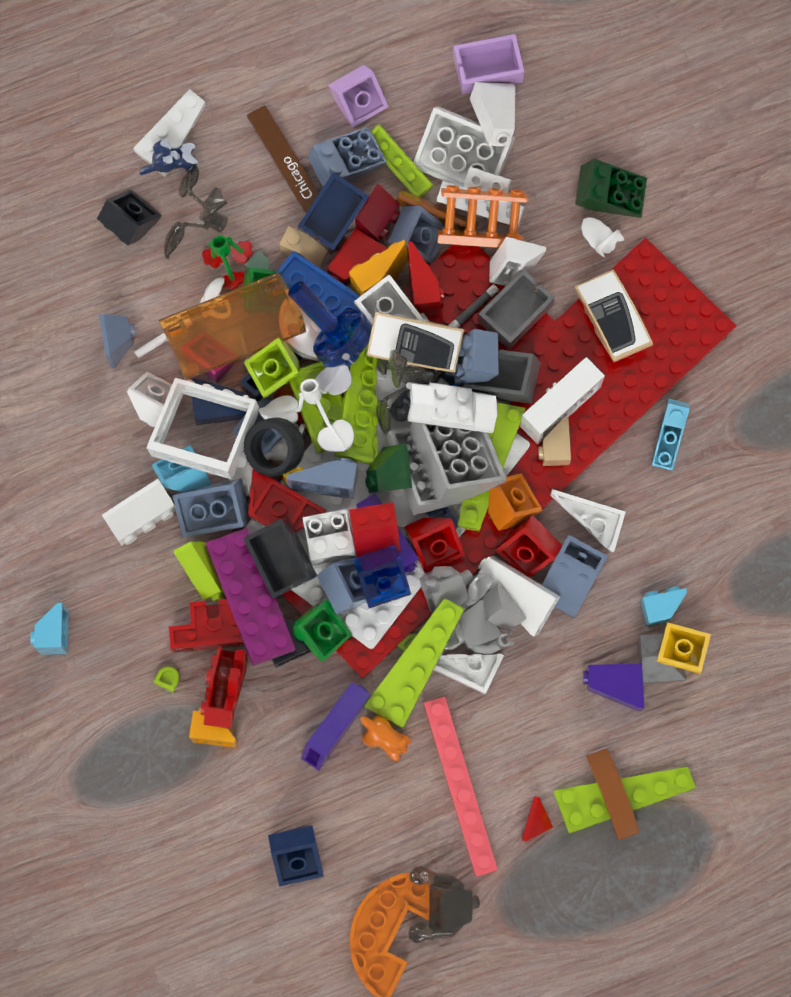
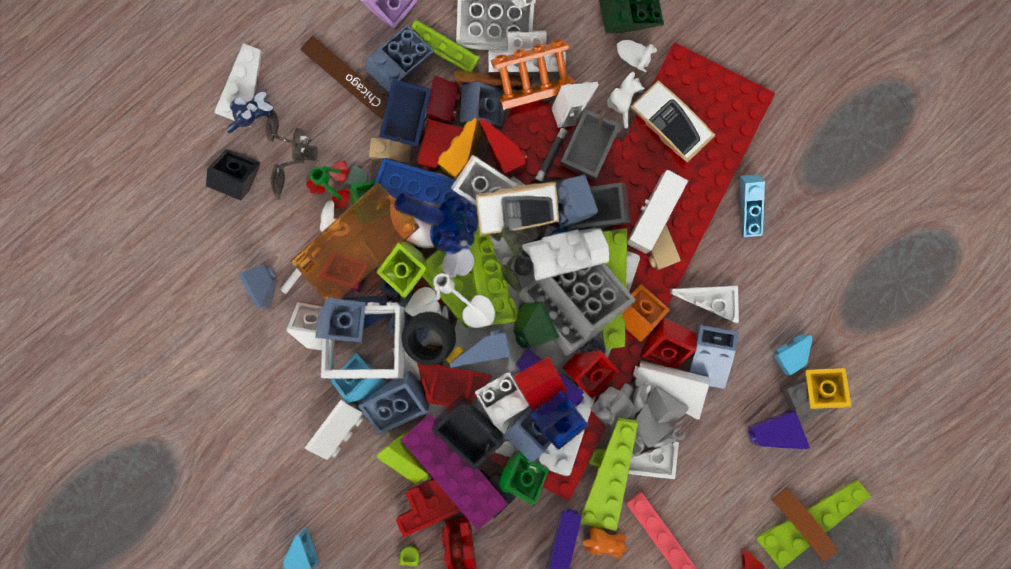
camera: 15 degrees left, 10 degrees up
(189, 394) = (341, 320): none -> sand blue slope
(567, 274) = (621, 97): none -> white animal

